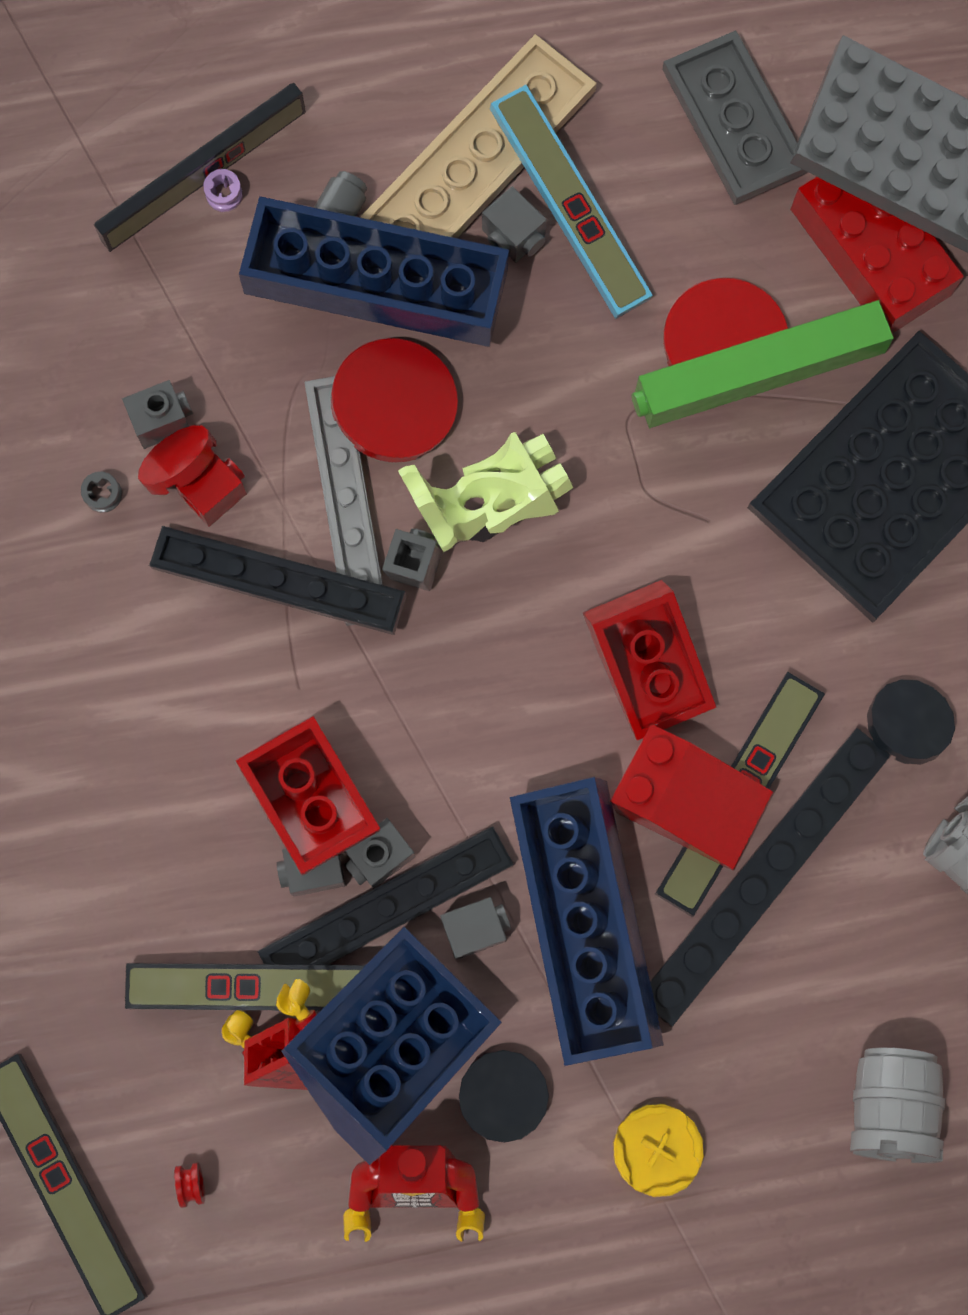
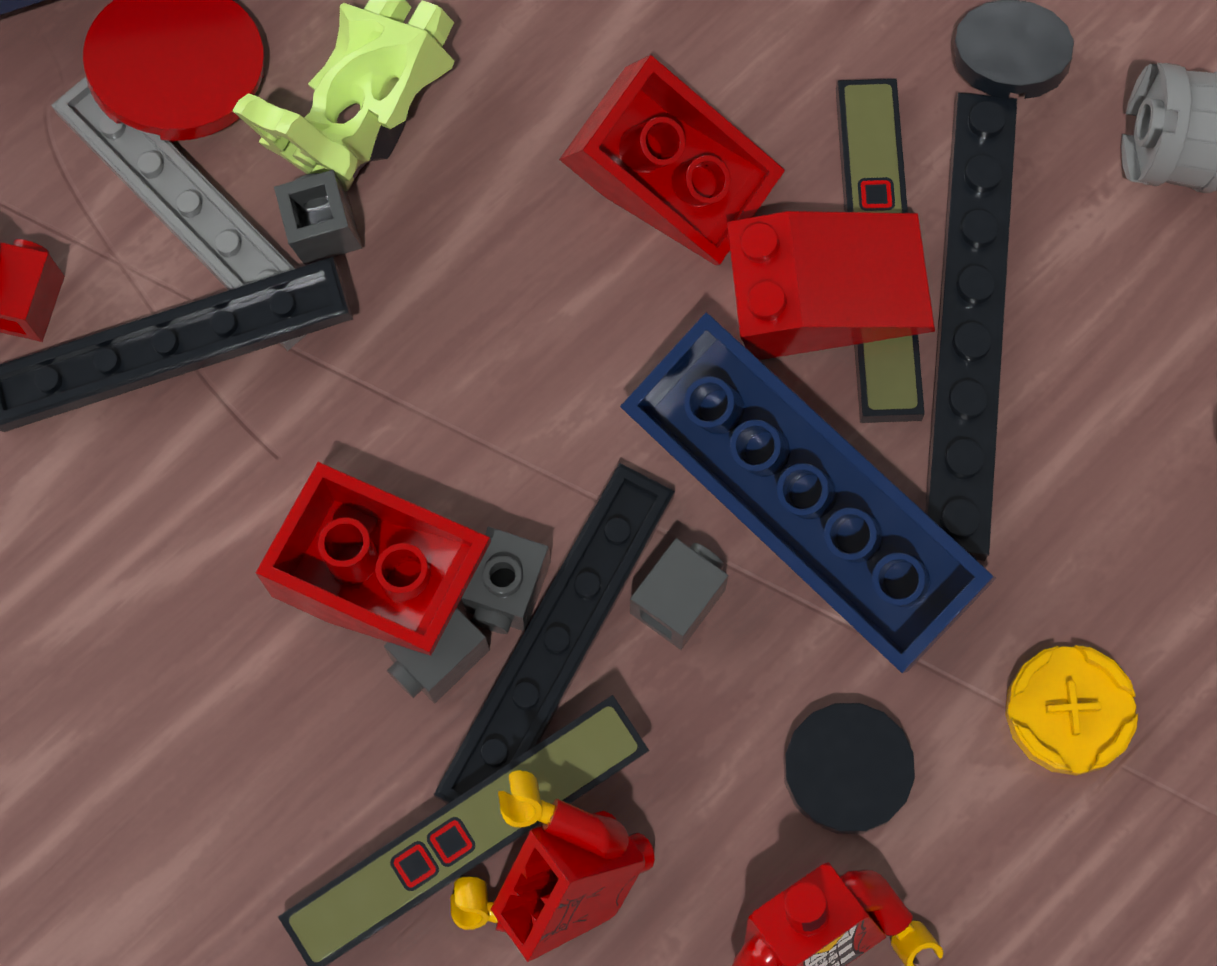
camera: 30 degrees left, 5 degrees down
(388, 1044) = (677, 787): dark blue slope -> none

